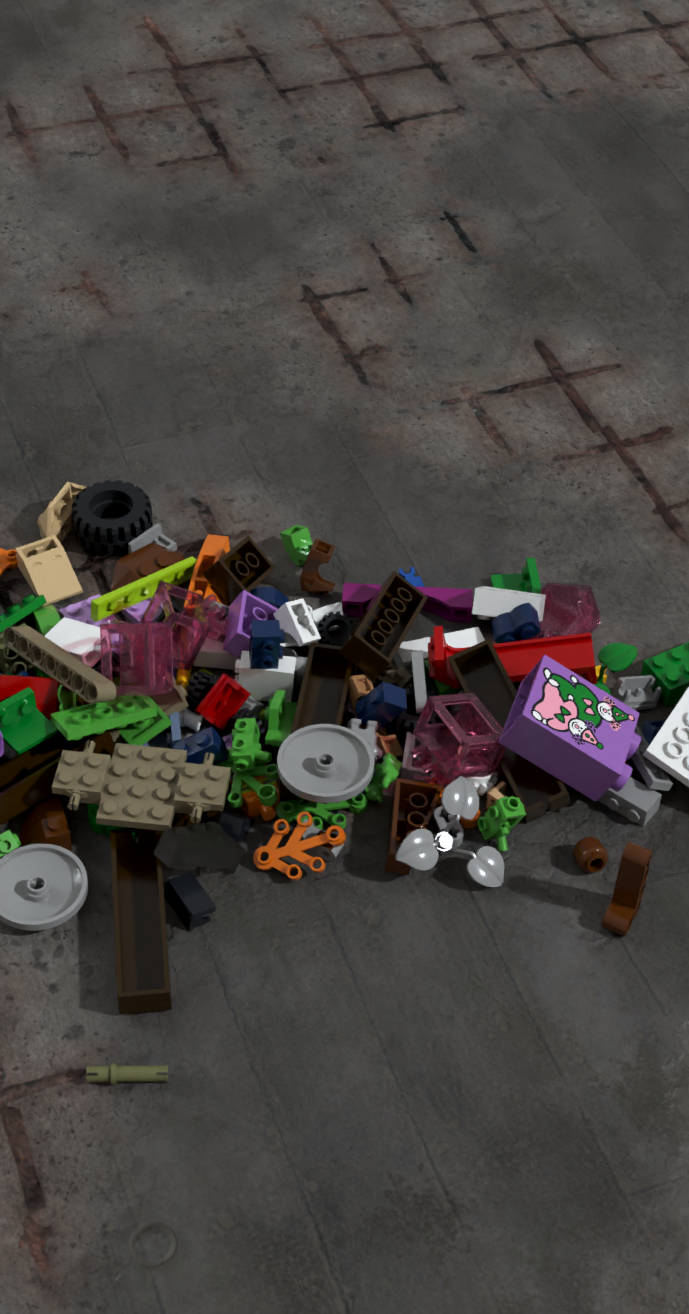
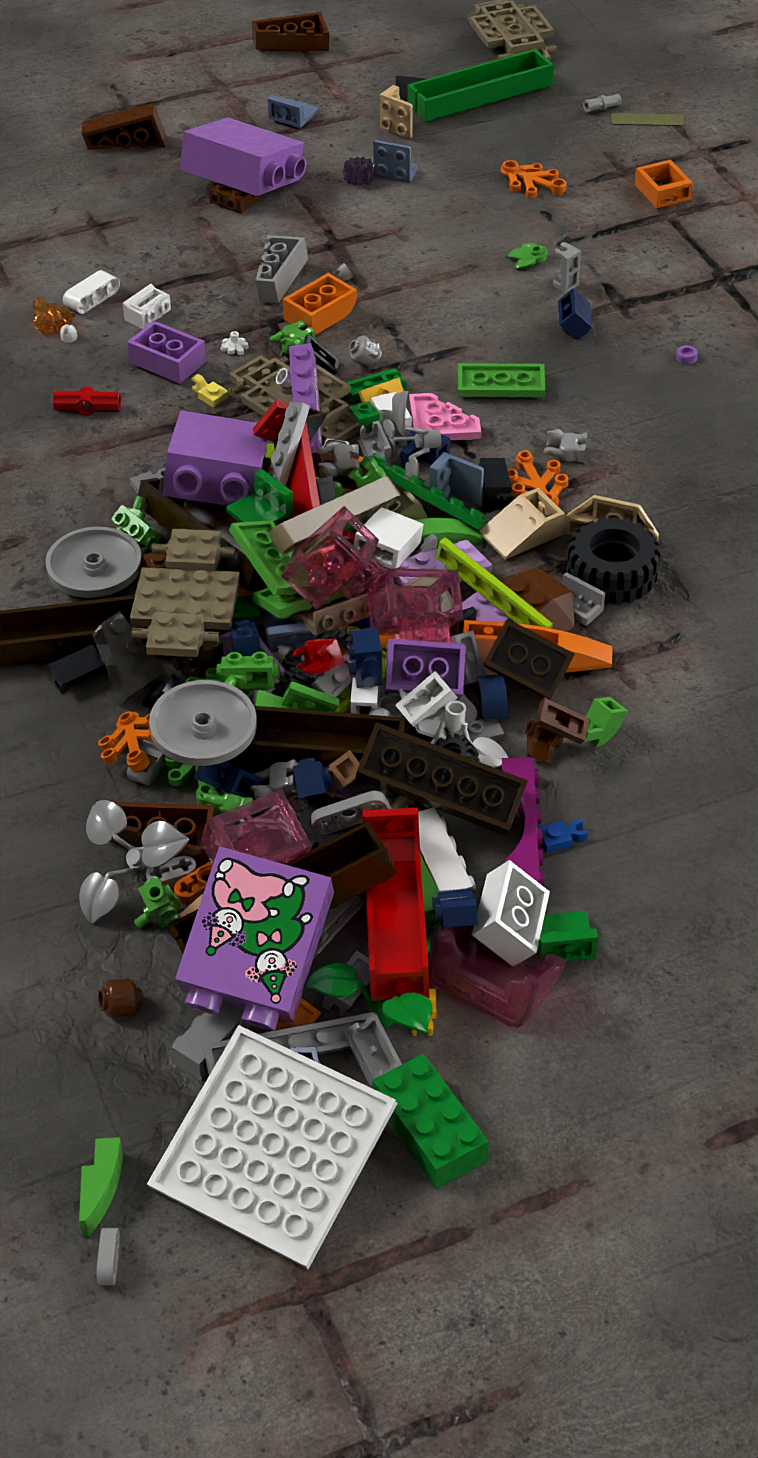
camera: 90 degrees right, 0 degrees up
(628, 889) = (43, 1014): reddish brown beam -> none

